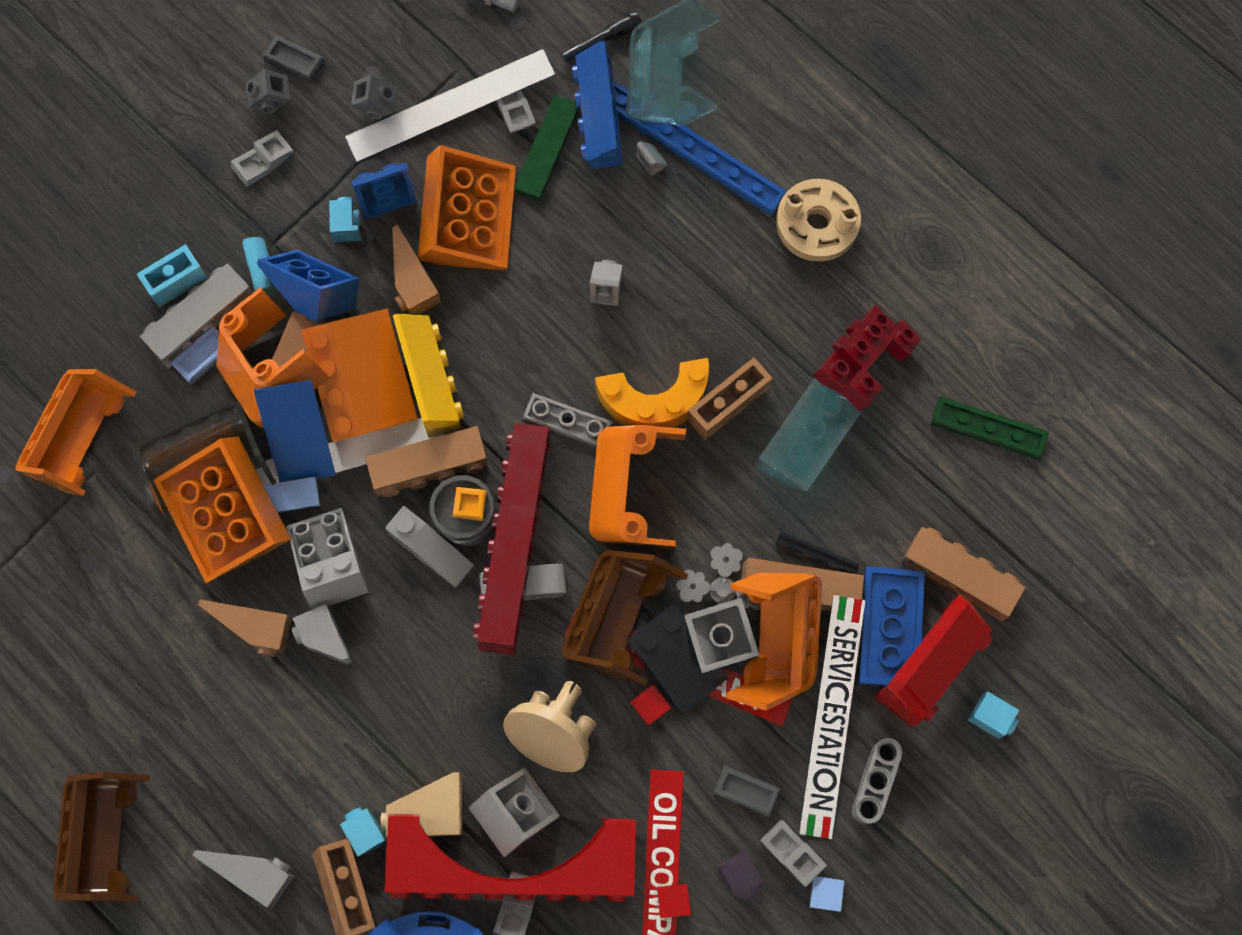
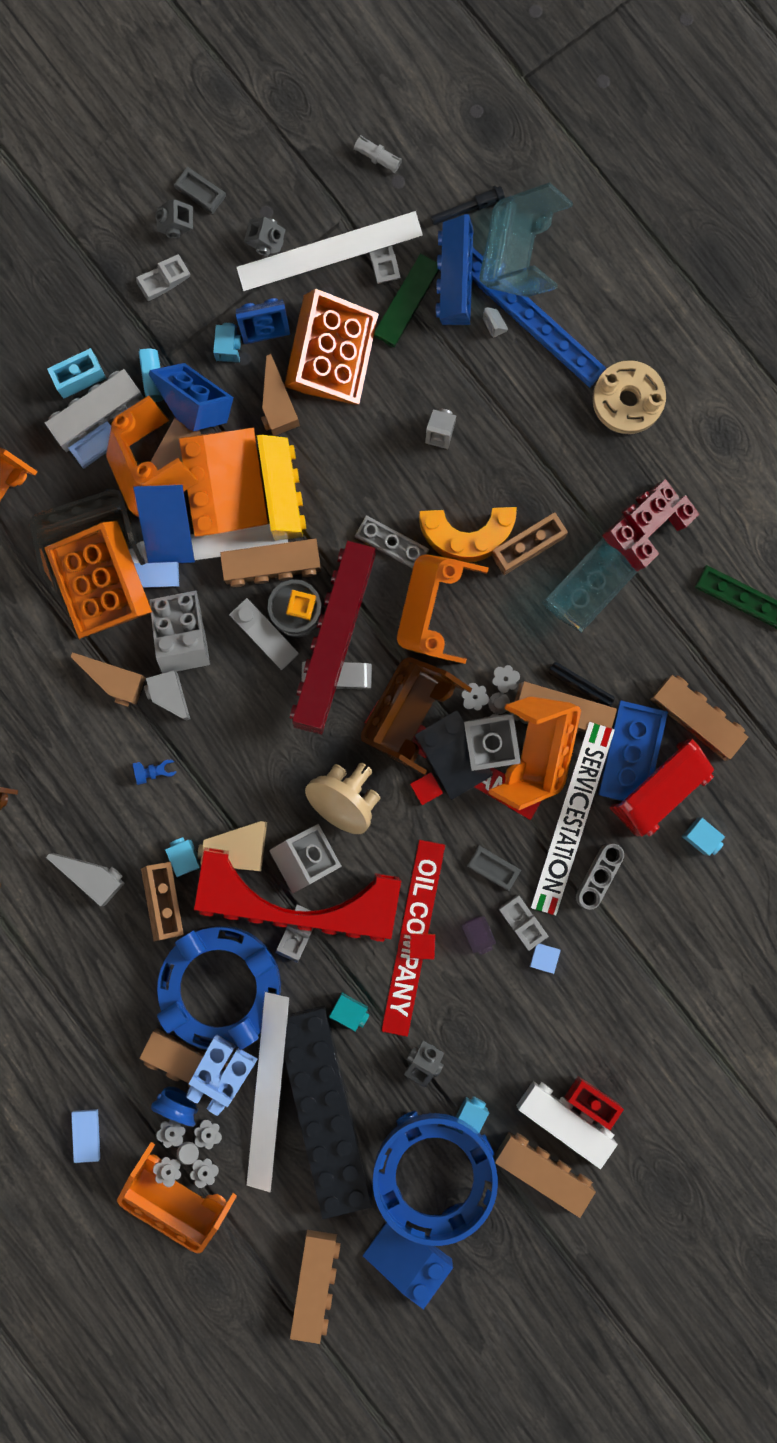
camera: 10 degrees right, 10 degrees up
(312, 732) = (153, 771): none -> blue piece

